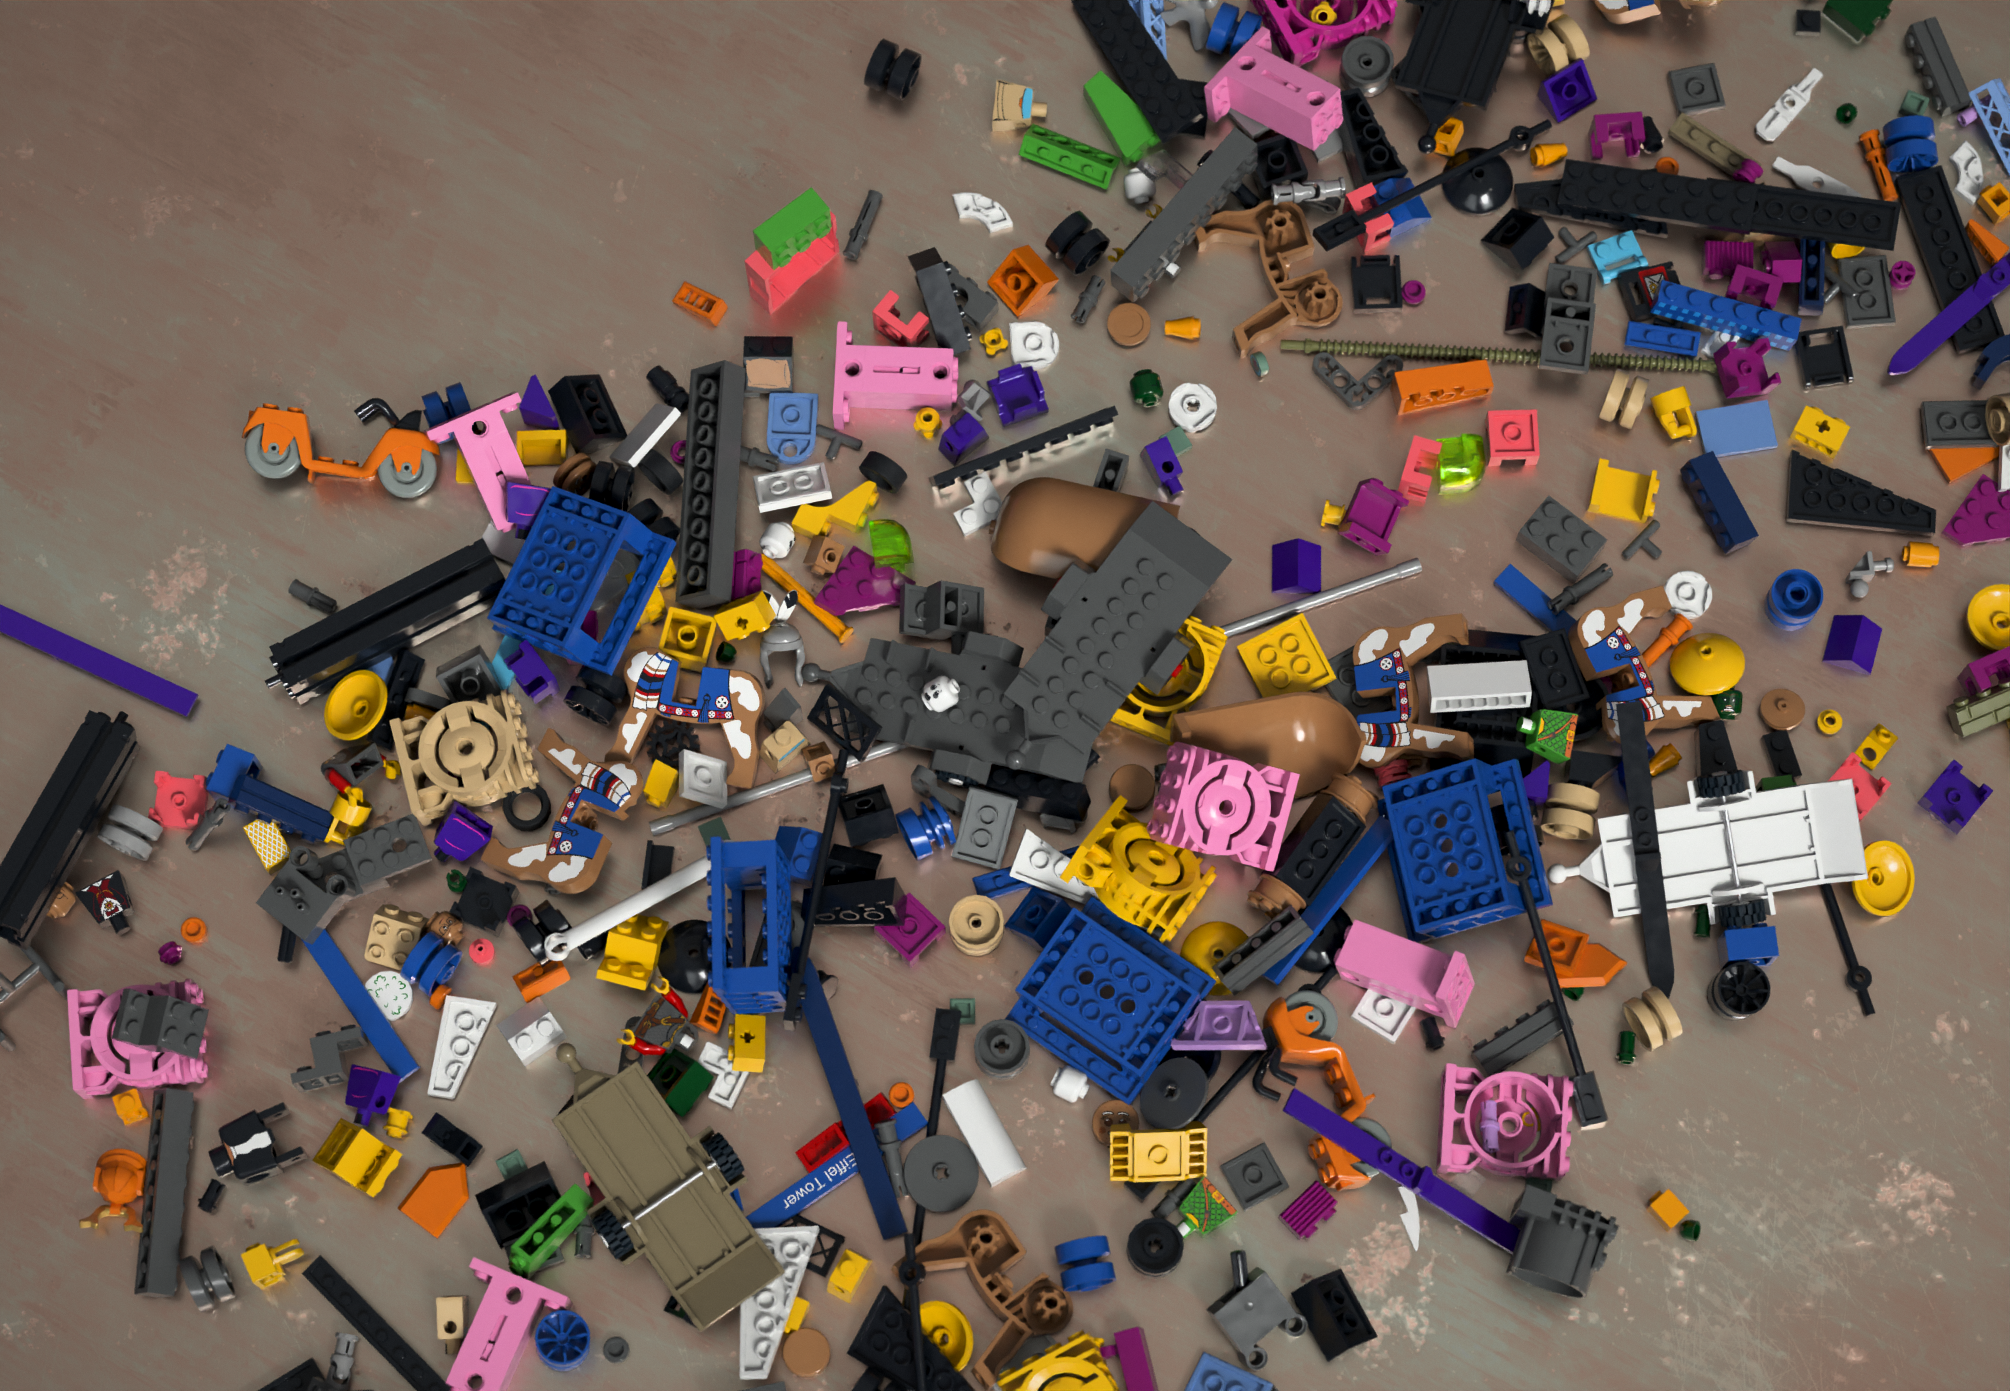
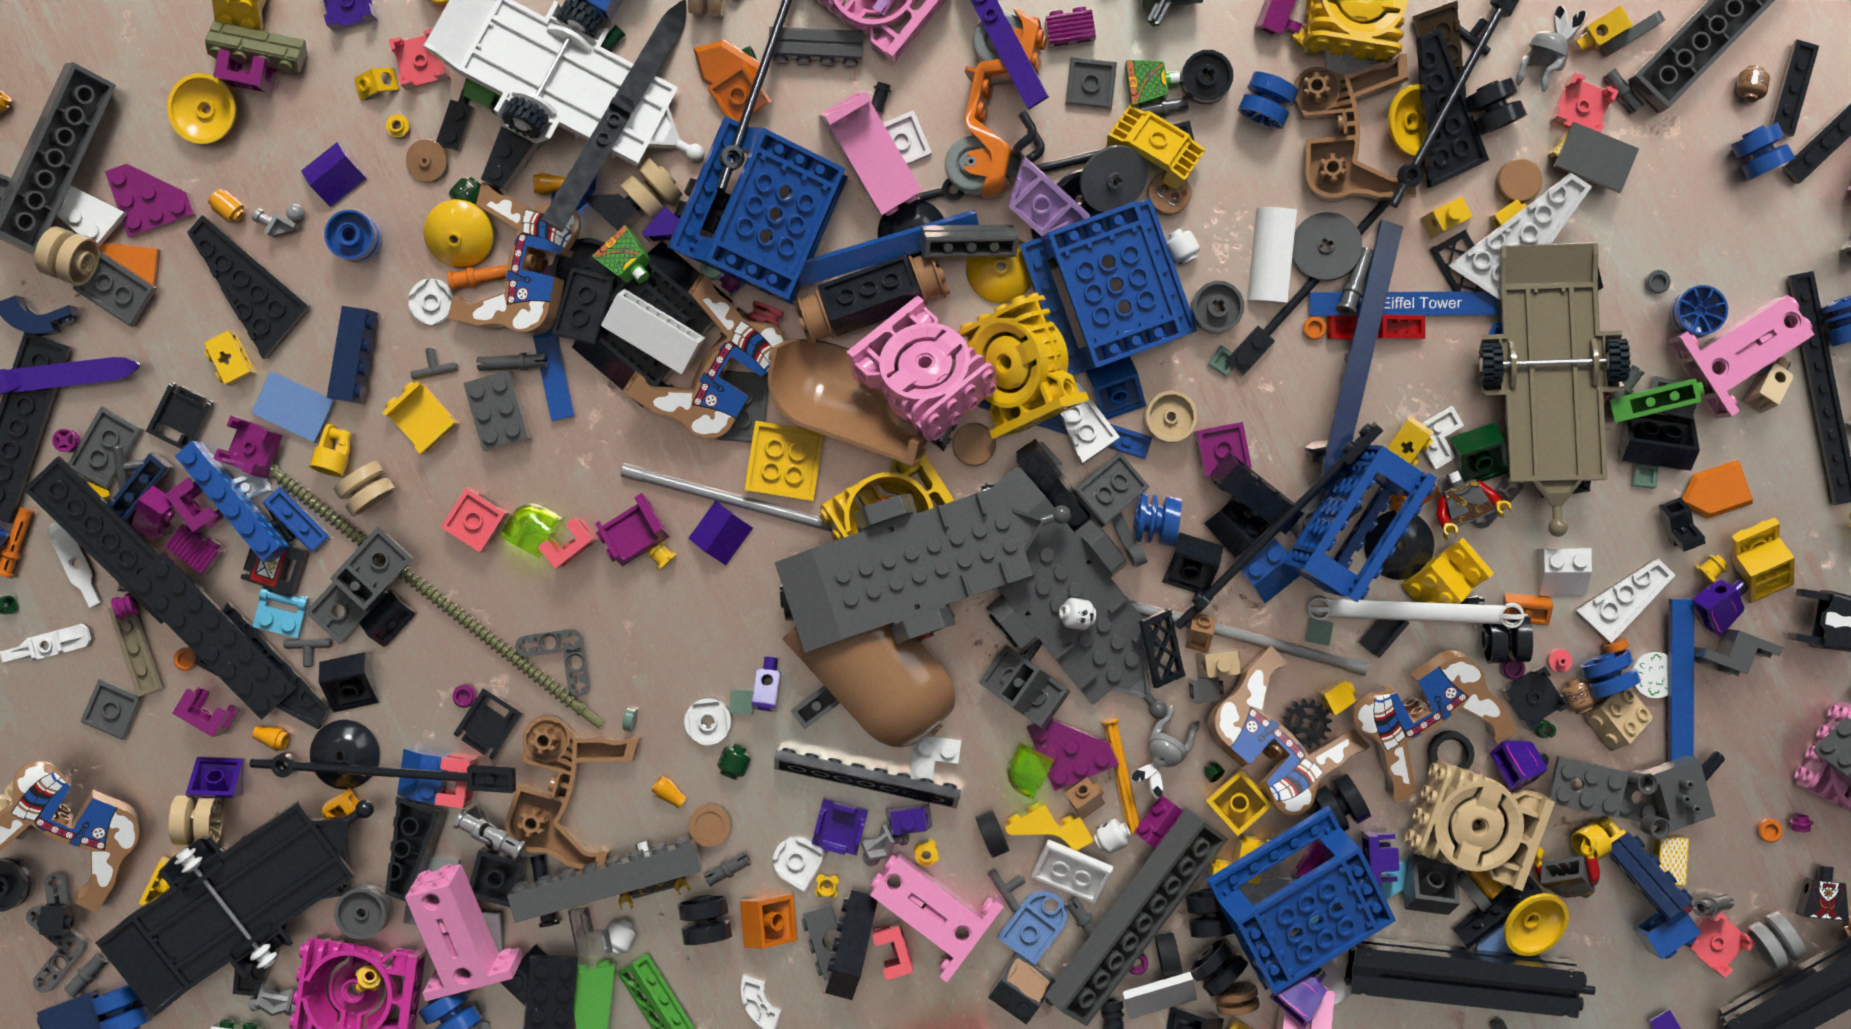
camera: 145 degrees left, 15 degrees up
(702, 778) = (1303, 678): white tile -> none
(745, 616) = (1183, 787): yellow brick -> none
(1440, 385) = (499, 601): orange wedge -> none
(1653, 138) = (176, 691): black cone -> none

